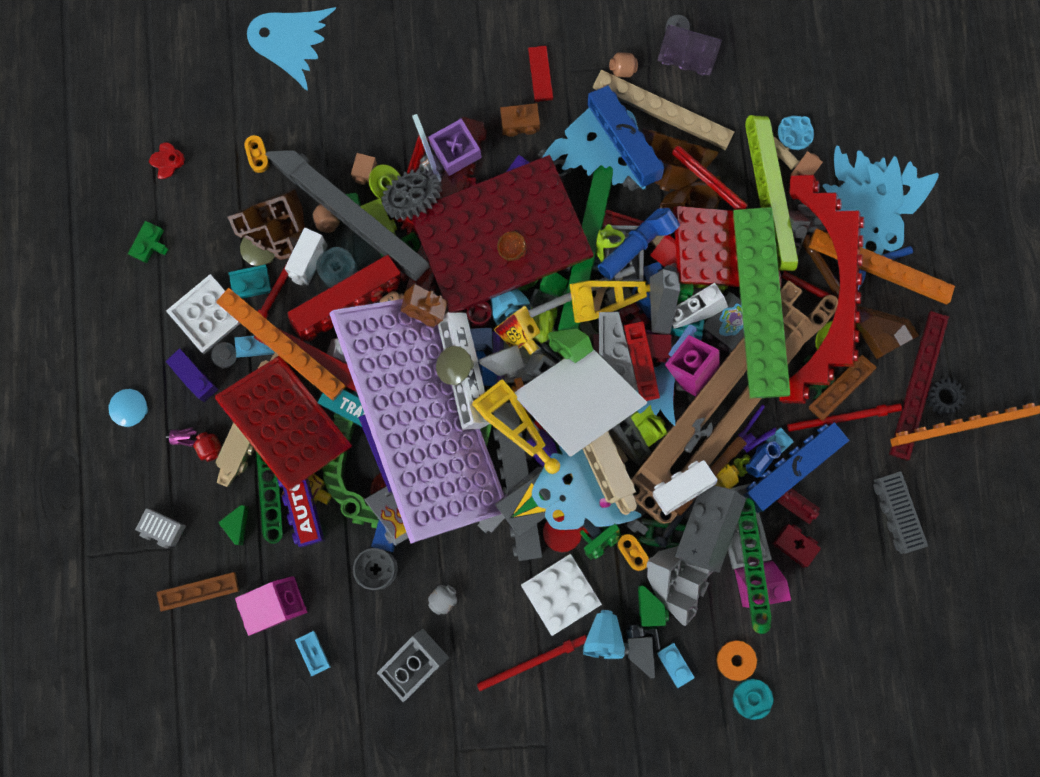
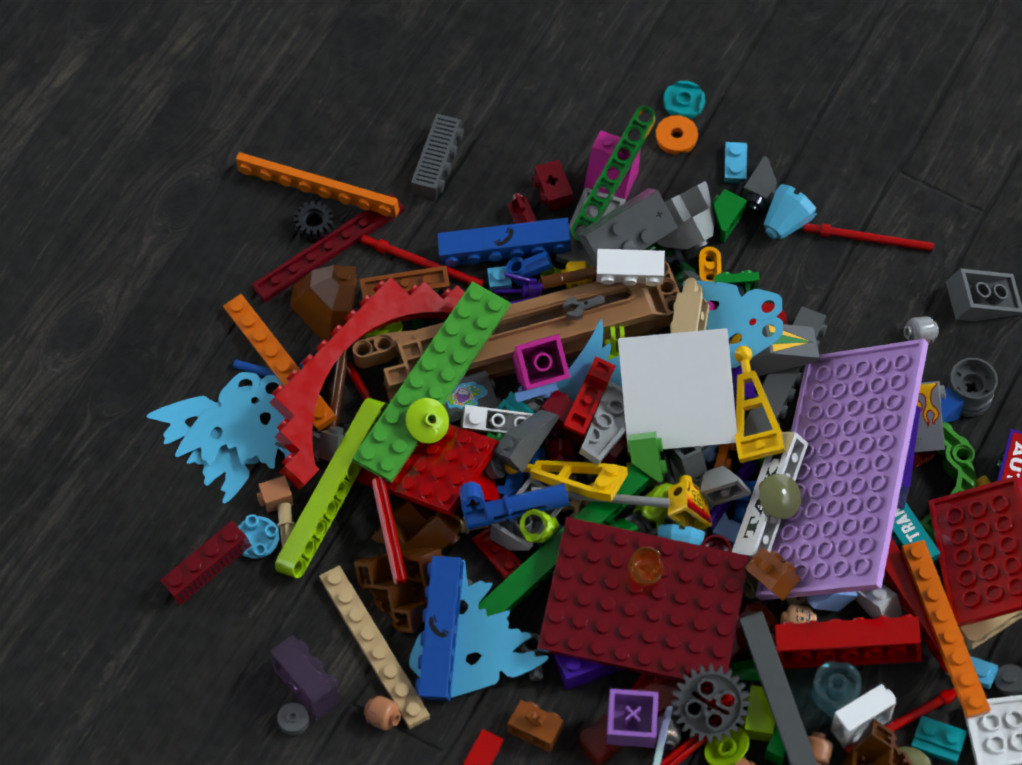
camera: 145 degrees left, 20 degrees down
(561, 594) = (803, 274): white plate -> none
(746, 271) = (418, 423): none -> lime dish
(813, 86) = (206, 562): none -> dark red brick

